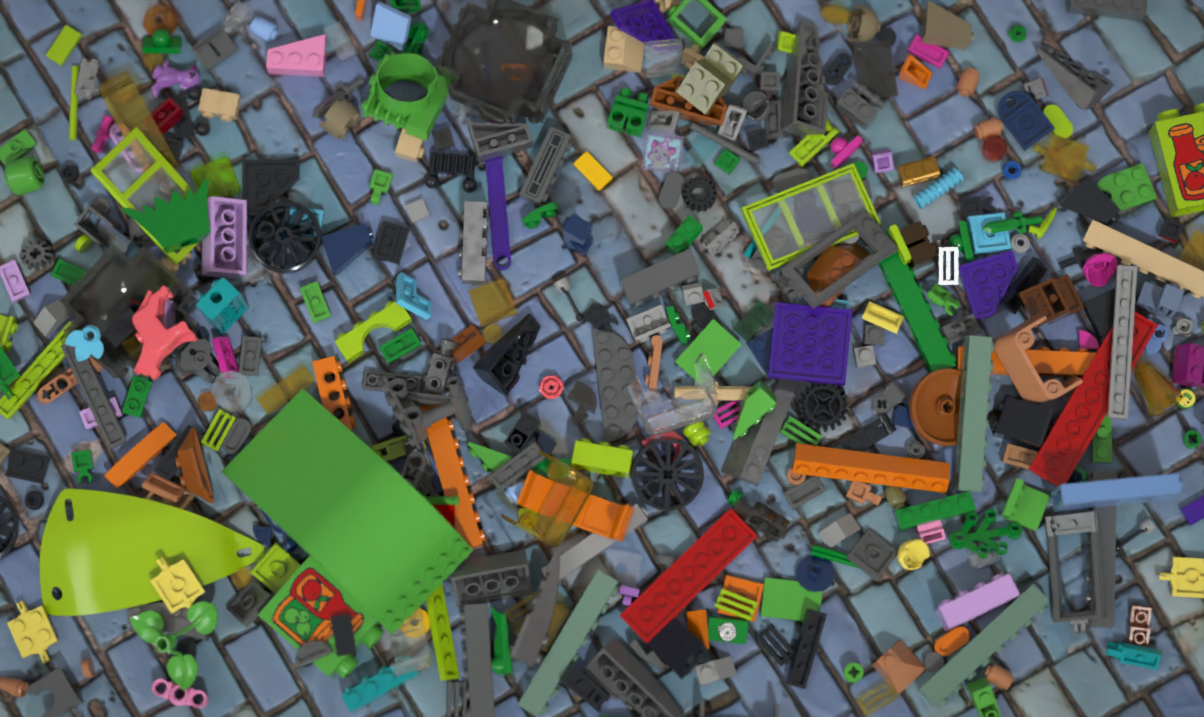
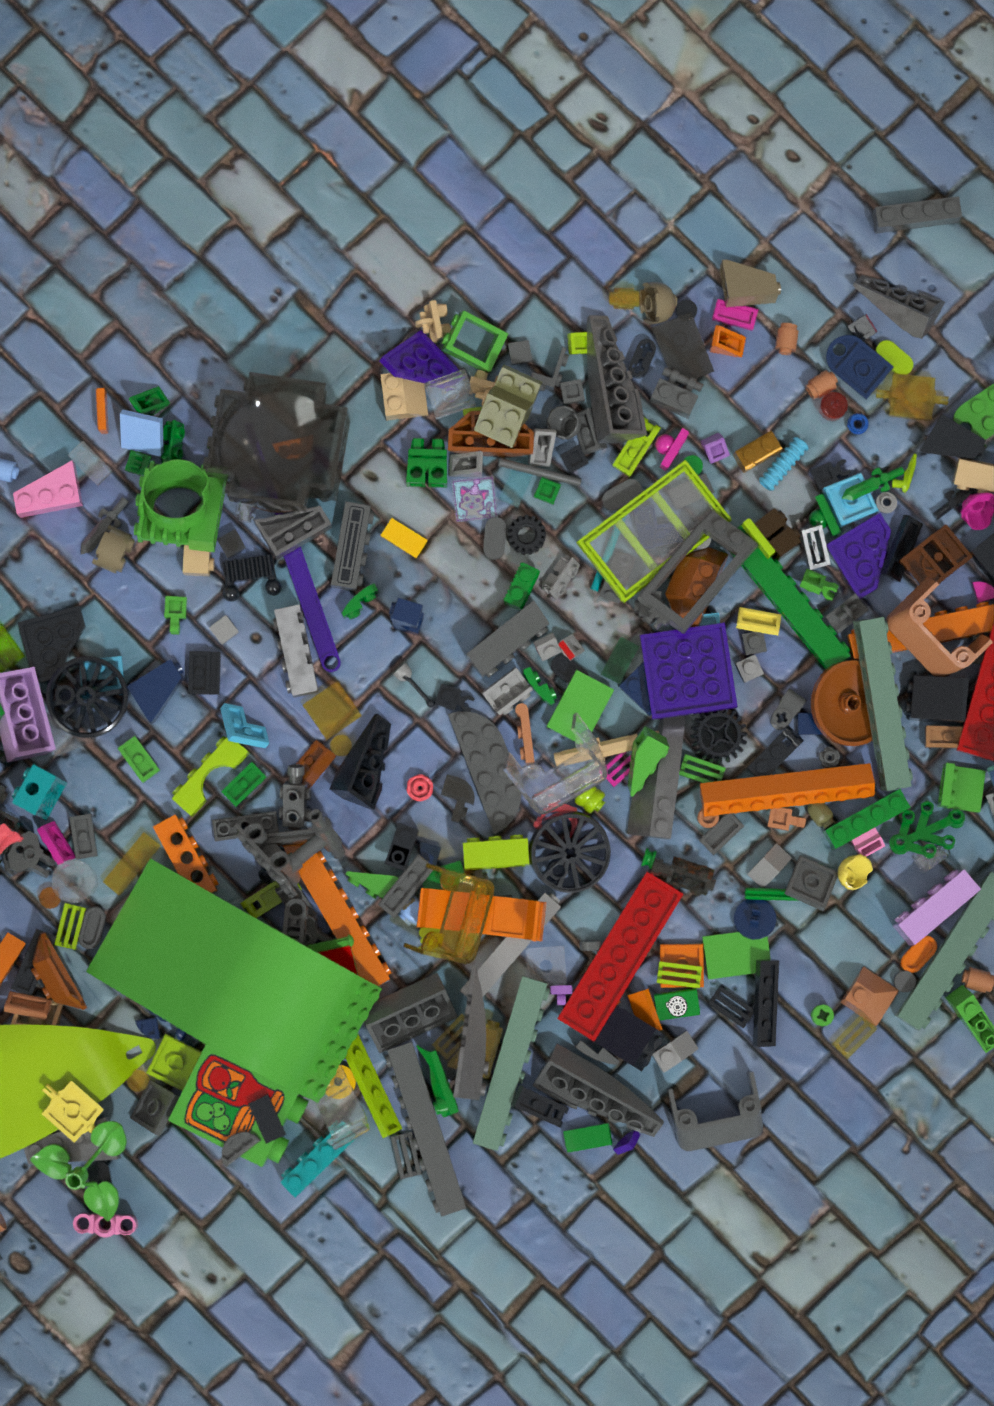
camera: 20 degrees left, 5 degrees up
(1017, 38) = (827, 276): green plate -> none

